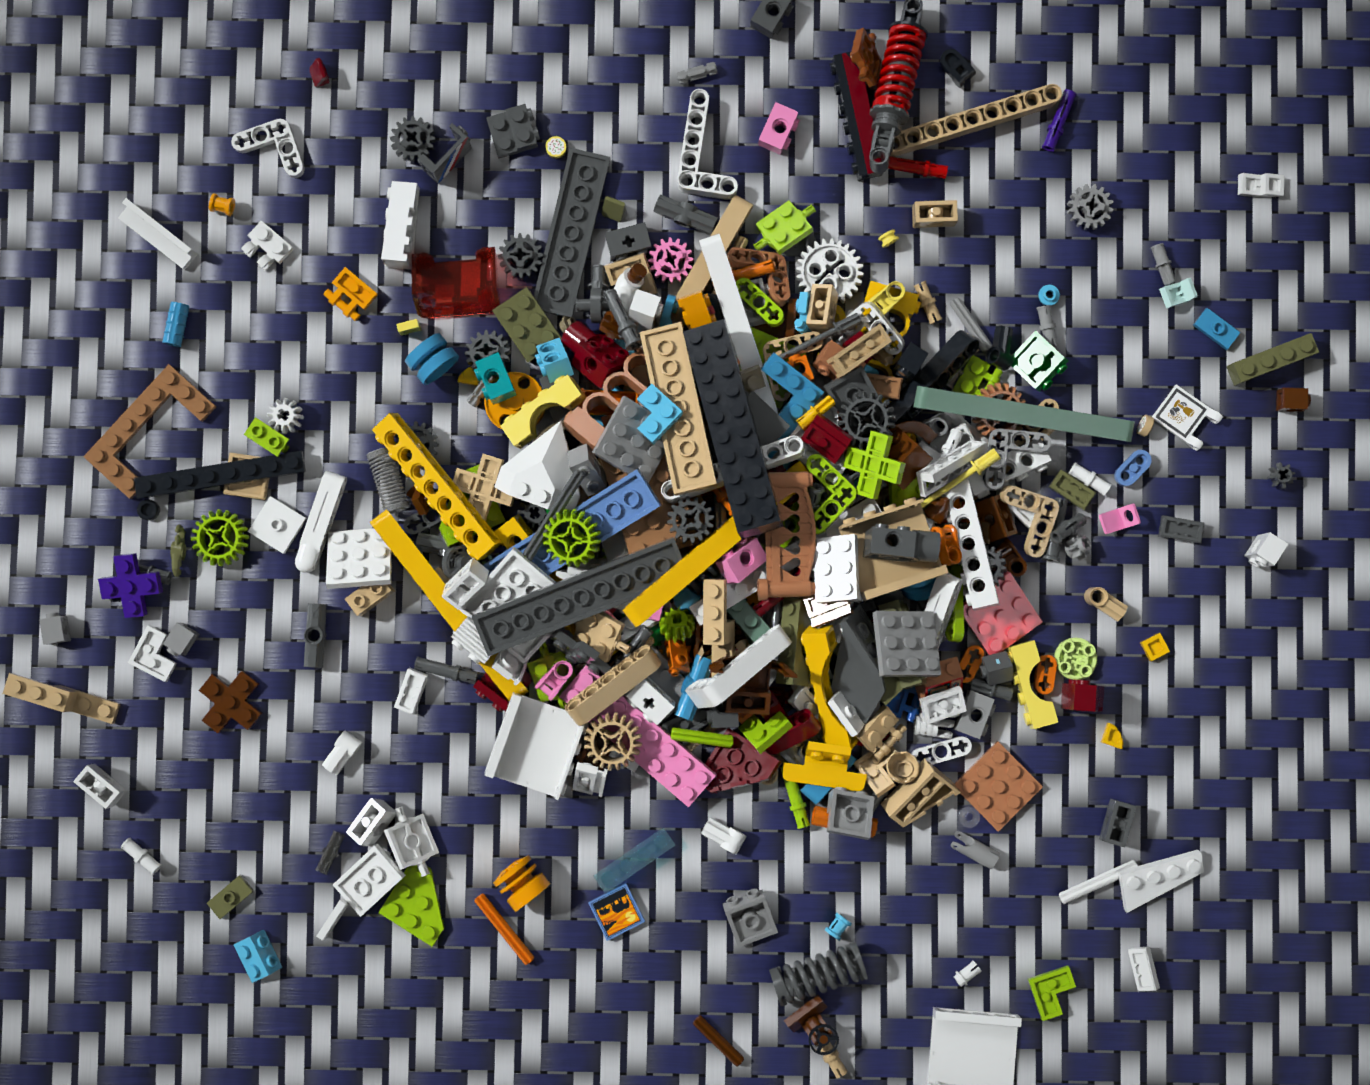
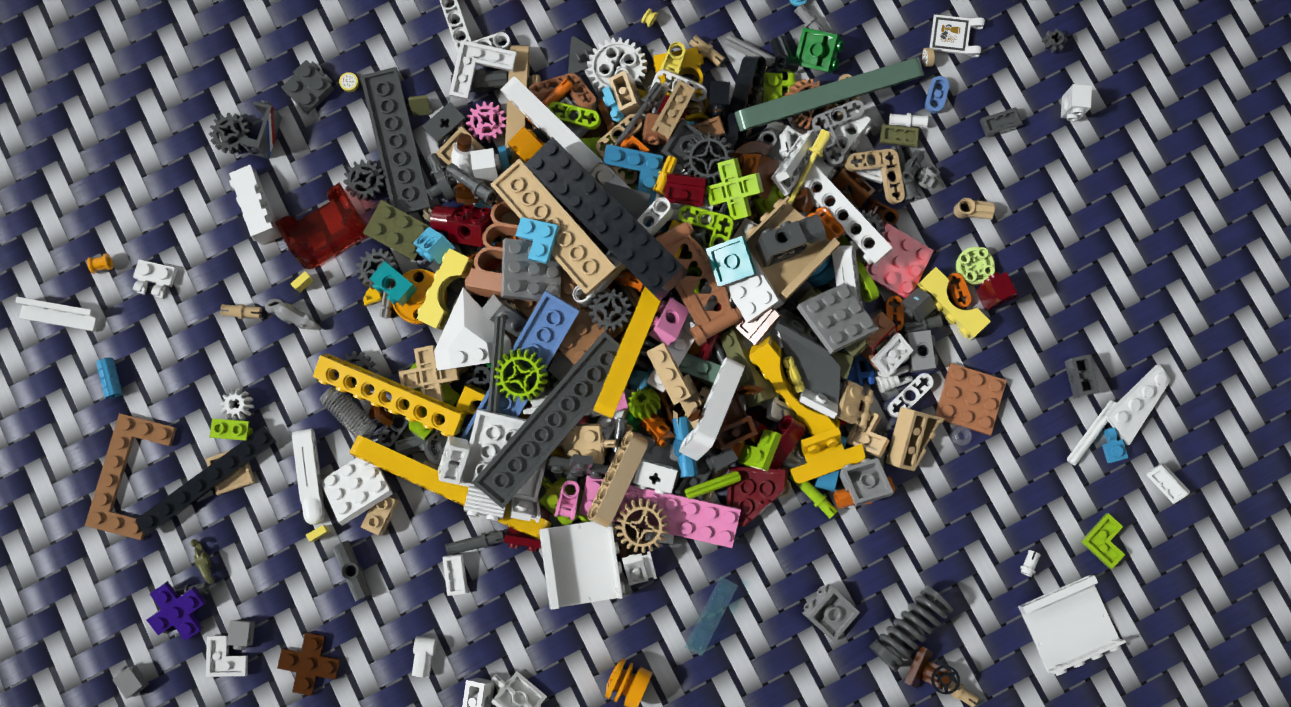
camera: 25 degrees left, 5 degrees down
(148, 509) = (161, 541): black tile -> none
(215, 544) = (231, 540): lime gear -> none
(277, 525) = (275, 497): white plate -> none
(279, 139) = (121, 188): white beam -> none
(301, 582) = (318, 533): none -> light yellow tile
(319, 73) = (128, 121): dark red slope -> none
(335, 324) = (241, 311): none -> tan pin
(355, 289) = (241, 274): light orange plate -> none
(382, 354) = (291, 314): none -> light grey animal
(431, 359) = (333, 296): dark azure wheel -> none
(616, 911) = (719, 666): tile -> none
(690, 186) = (473, 54): none -> white plate
(728, 838) = (773, 556): white piece -> none
(784, 227) = (563, 50): lime plate -> none
(831, 536) = (731, 261): none -> plate
(836, 672) = (793, 374): none -> light yellow axle
(838, 926) = (905, 581): medium azure bush -> none
(902, 767) = (887, 422): tan hair -> none
(976, 850) = (982, 459): light grey piece -> none
(1111, 909) = (1113, 449): none -> dark azure plate
(1112, 736) = (1038, 312): yellow tile -> none
(1117, 519) = (946, 140): bright pink bracket -> none
(1154, 646) = (1031, 224): yellow tile -> none

